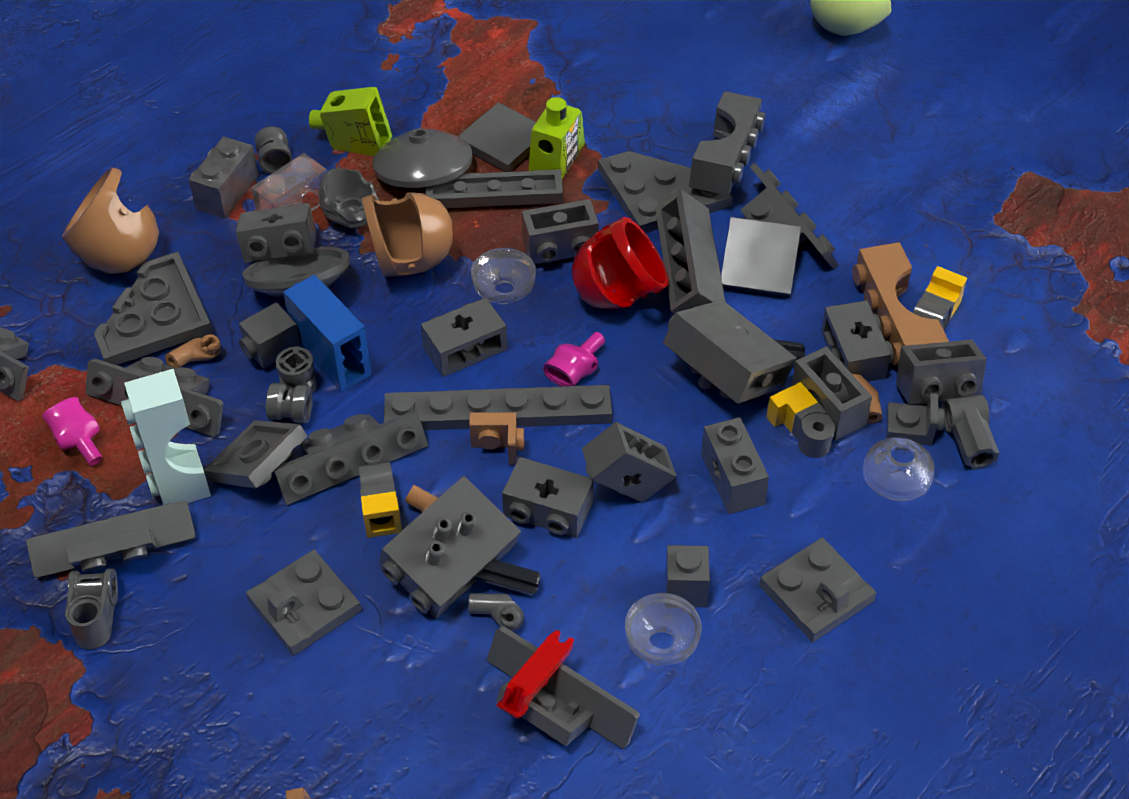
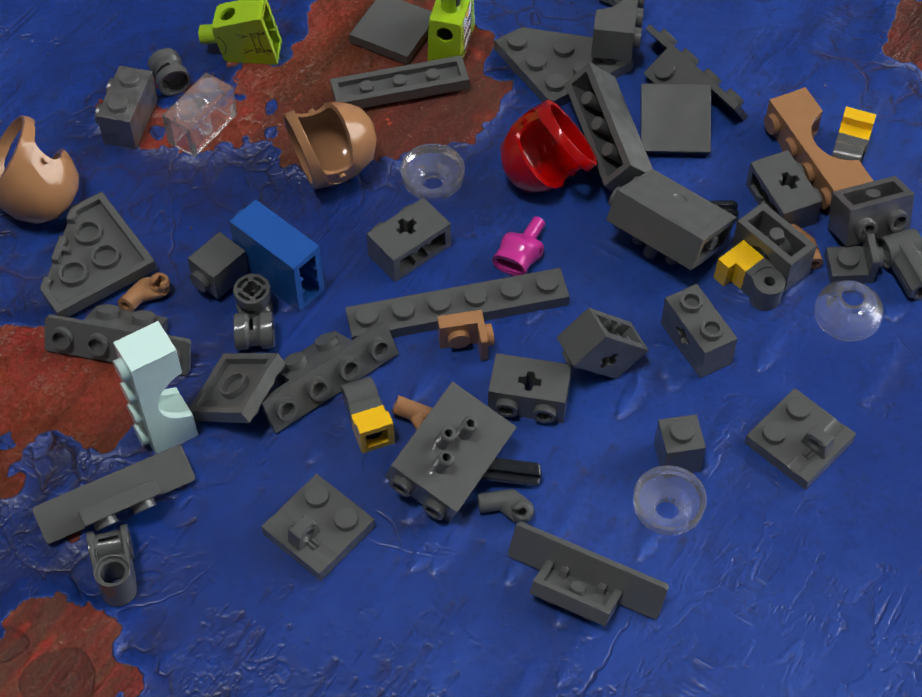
camera: 10 degrees left, 5 degrees up
(74, 428) = (46, 388): dark pink piece -> none
(276, 232) = (197, 158): dark grey brick -> none
(279, 274) = (223, 194): dark grey dish -> none
(342, 197) = (257, 113): dark grey hair -> none
(422, 158) = (321, 62): dark grey dish -> none
(534, 674) = (564, 564): red piece -> none
(558, 230) = (477, 119): flat silver brick -> none

